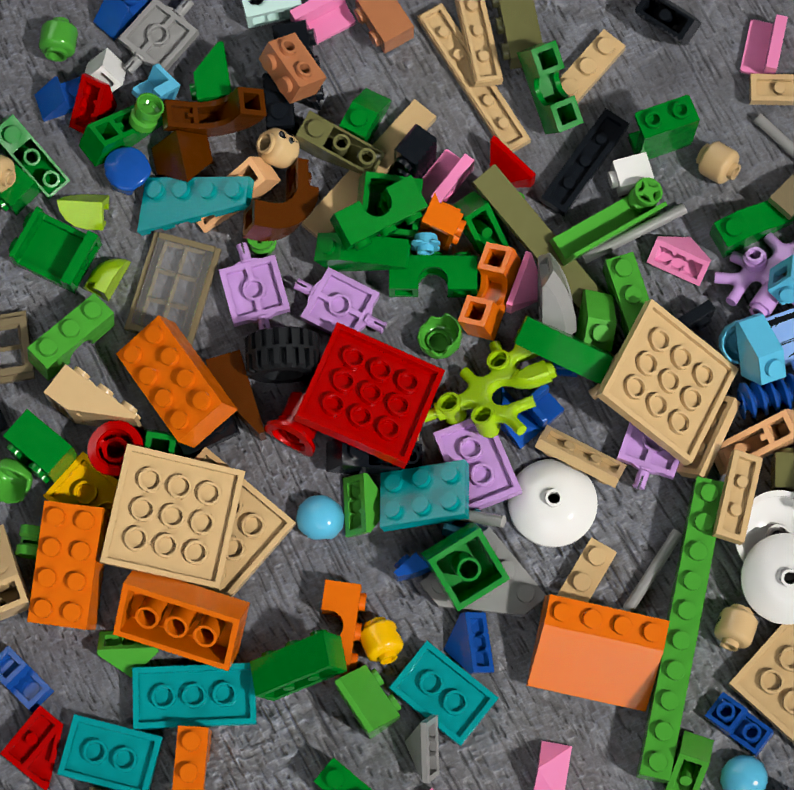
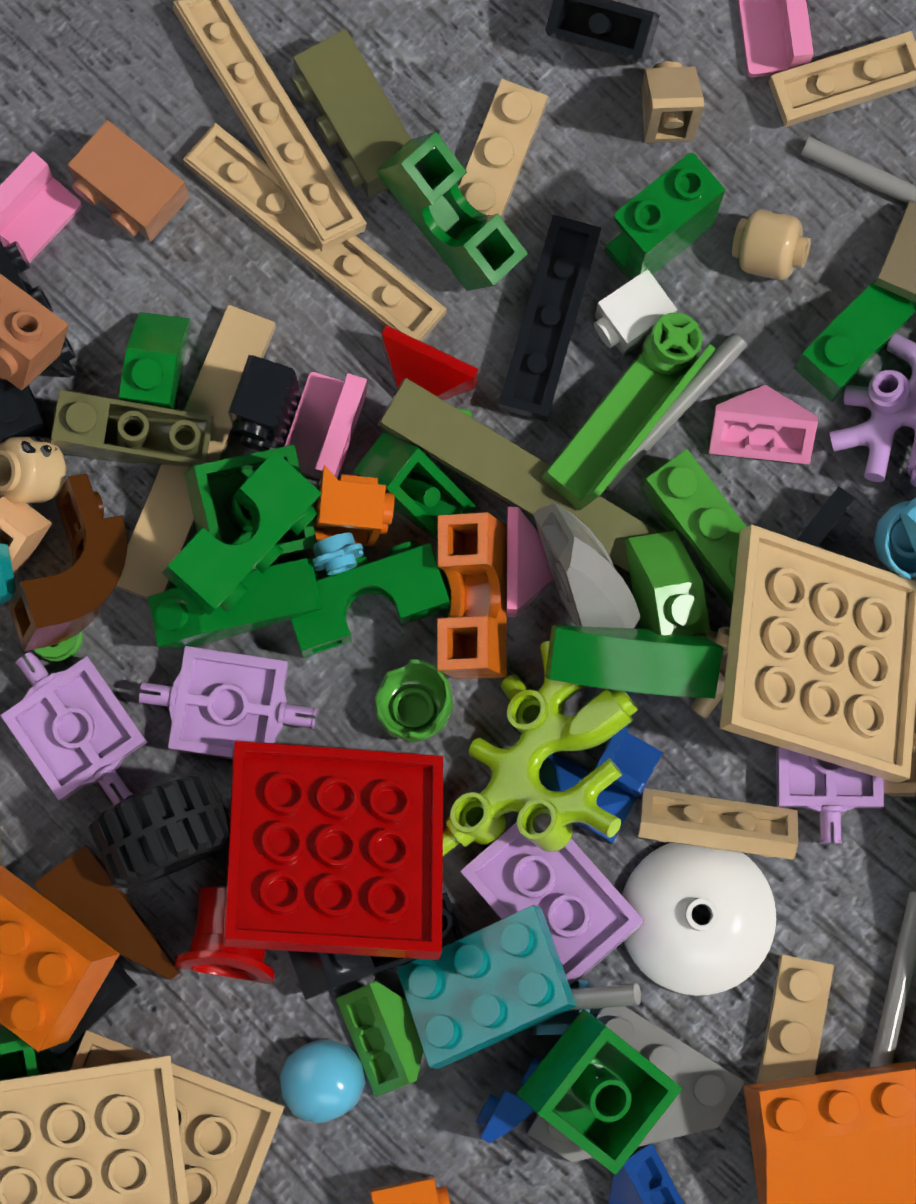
camera: 25 degrees left, 5 degrees up
(690, 70) = (671, 102): none -> tan slope

